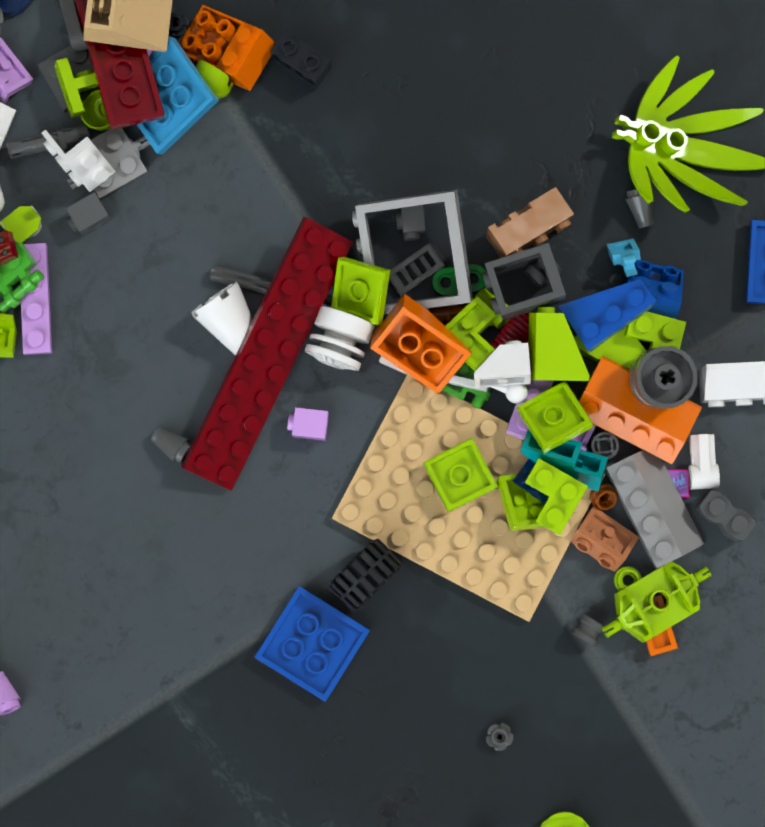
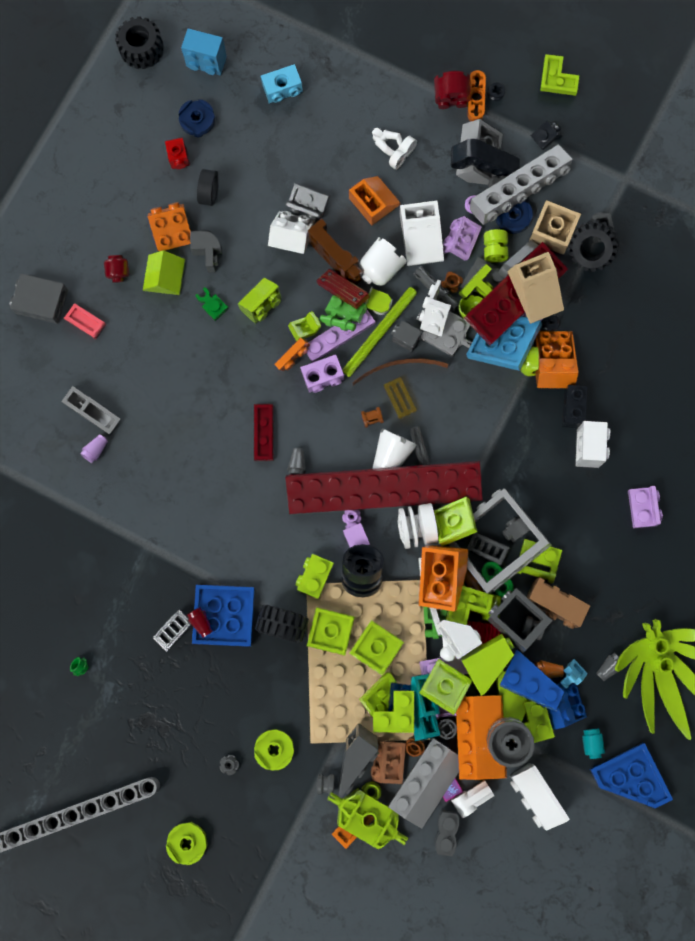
camera: 65 degrees right, 5 degrees down
(27, 359) = (299, 349): none -> orange plate
(40, 35) = (496, 248): none -> lime wheel
(43, 113) = (450, 276): none -> dark orange plate
(61, 245) = (379, 332): none -> lime axle
(67, 348) = (320, 369): none -> lavender brick
(107, 465) = (263, 432): none -> dark red tile
(134, 209) = (401, 362): none -> dark orange sticker
(163, 279) = (406, 412): none -> clear yellow tile
(167, 317) = (372, 417): none -> dark orange bush
(278, 422) = (346, 516): none -> lavender plate
(289, 694) = (179, 614): none -> slope
(304, 676) = (200, 622): none -> dark red cone
(328, 501) = (314, 576): none -> lime bracket
(356, 438) = (362, 570): none -> black wheel
(361, 66) = (592, 444): none -> white brick
(408, 520) = (330, 631): none -> lime plate
(470, 202) = (548, 558): none -> lime plate
(473, 49) = (645, 507): none -> lavender bracket
(503, 684) = (285, 750): none -> lime plate
(572, 566) = (359, 749): none -> dark grey slope
(603, 280) = (550, 669): none -> orange cone
(718, 280) = (593, 743): none -> teal brick

